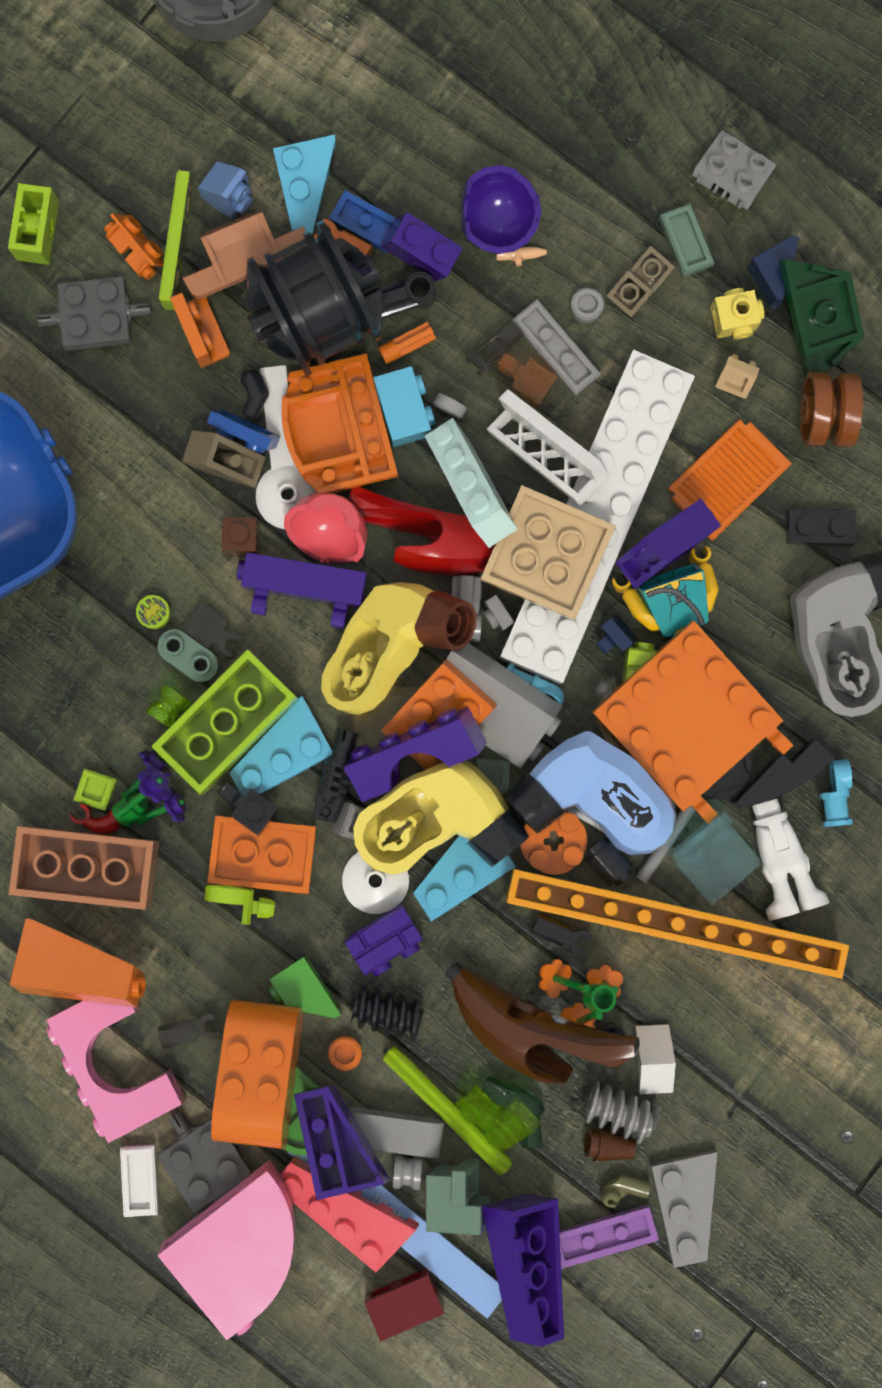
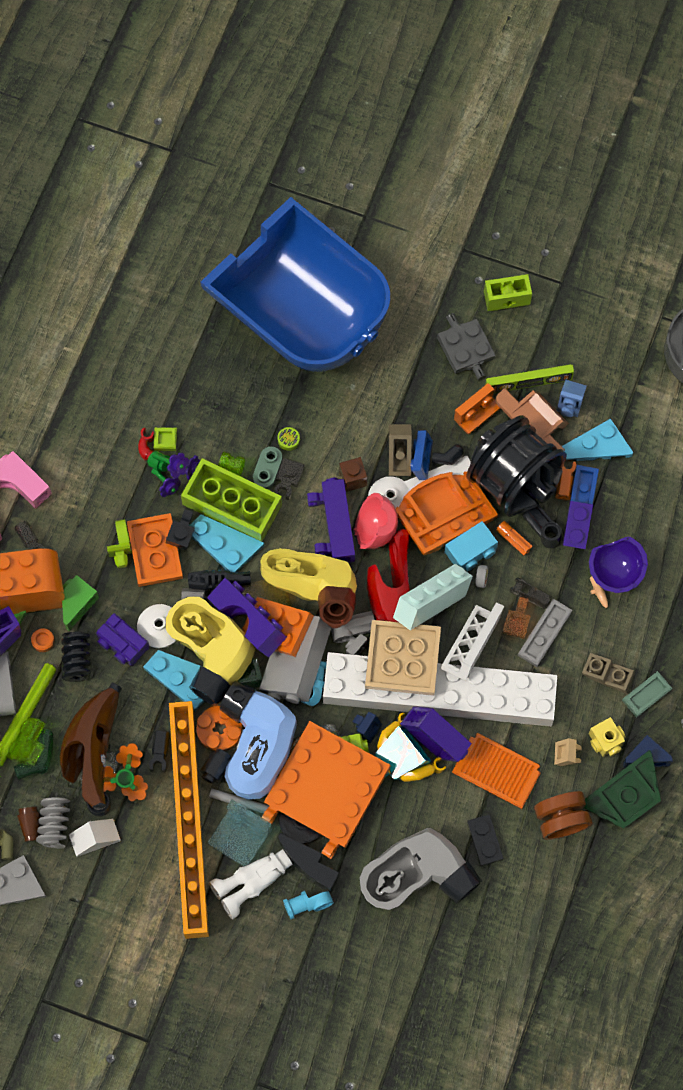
camera: 80 degrees right, 15 degrees down
(69, 969) = (48, 453): orange slope -> none
(84, 867) = (114, 445): nougat brick -> none
(127, 234) = (523, 349): orange hinge -> none
(587, 305) = (580, 643): light grey tile -> none

